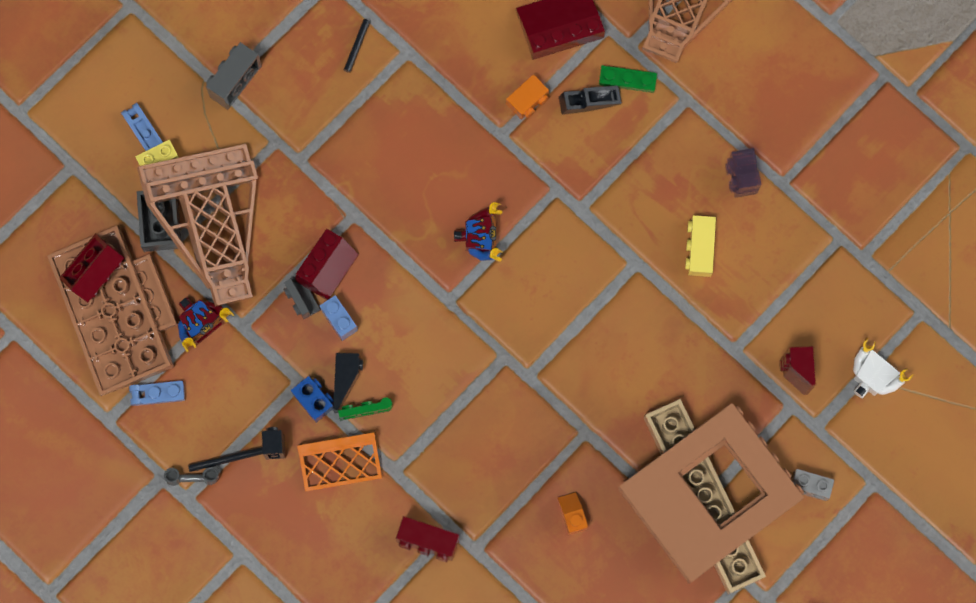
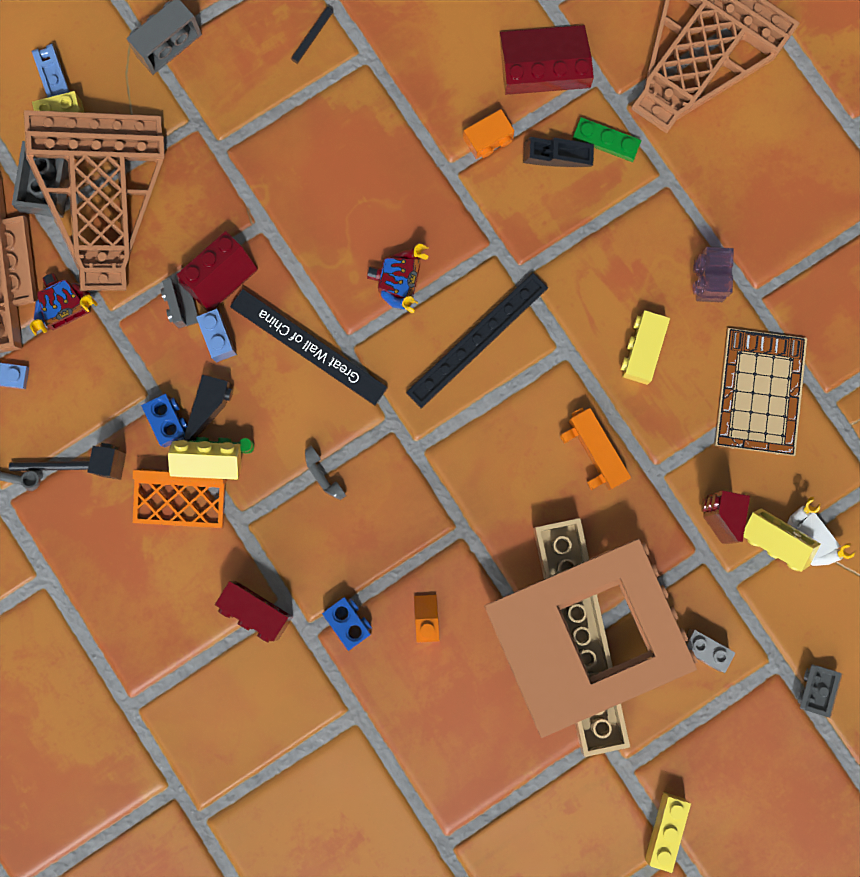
camera: 15 degrees right, 5 degrees up
(356, 422) = (204, 459): none -> light yellow brick
(418, 310) = (309, 347): none -> black tile
(469, 424) = (311, 459): none -> dark grey bar
(503, 536) = (342, 627): none -> blue brick
(558, 272) = (476, 340): none -> black tile
(682, 339) = (598, 448): none -> orange brick
(806, 261) = (761, 392): none -> piece
(849, 379) = (781, 540): none -> light yellow brick
(912, 496) = (820, 690): none -> dark grey bracket

